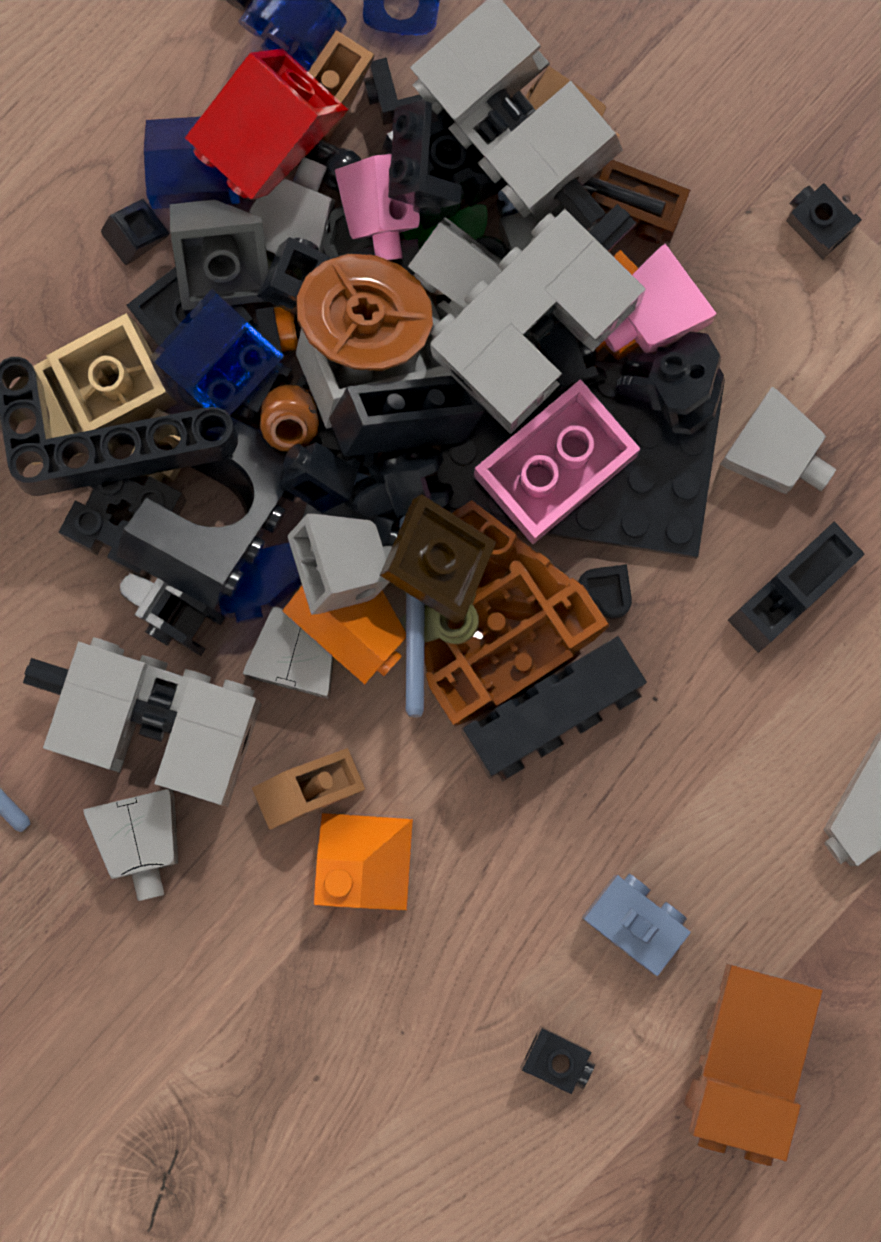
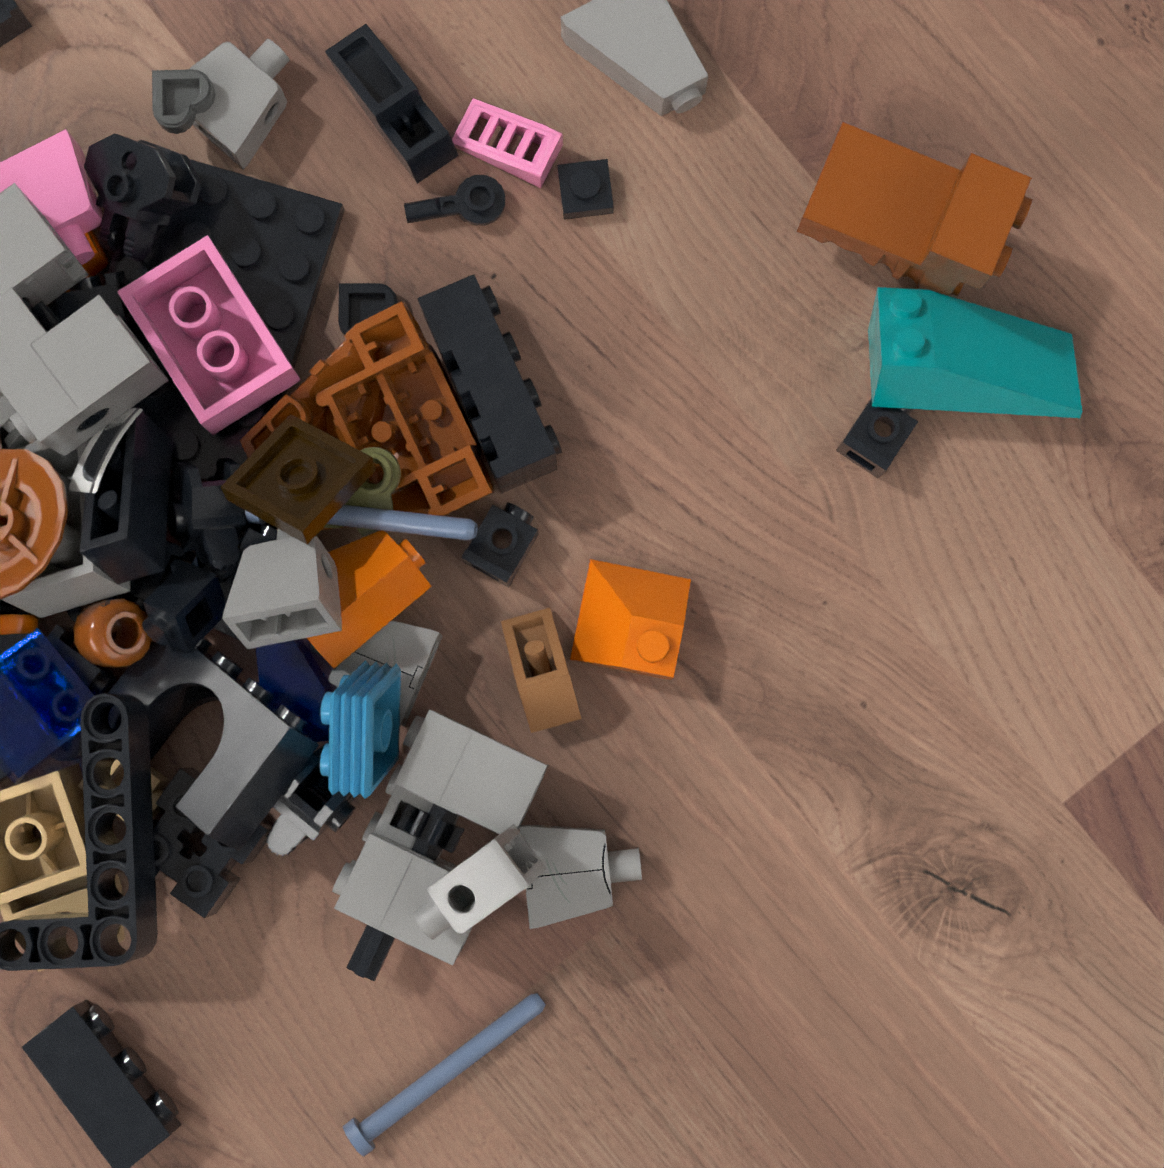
camera: 80 degrees left, 0 degrees up
(122, 770) = (492, 874): none -> light grey torso
(232, 643) = (362, 729): none -> dark azure brick
(396, 744) = (496, 562): none -> black brick
(438, 386) = (98, 453): none -> sticker
(634, 1134) = (967, 358): none -> teal slope
(636, 923) = (739, 325): sand blue brick -> none
(718, 675) = (477, 201): none -> black plate
(744, 770) = (585, 189): none -> black plate
(765, 729) = (531, 131): none -> bright pink slope
(766, 403) = (179, 97): none -> dark grey tile

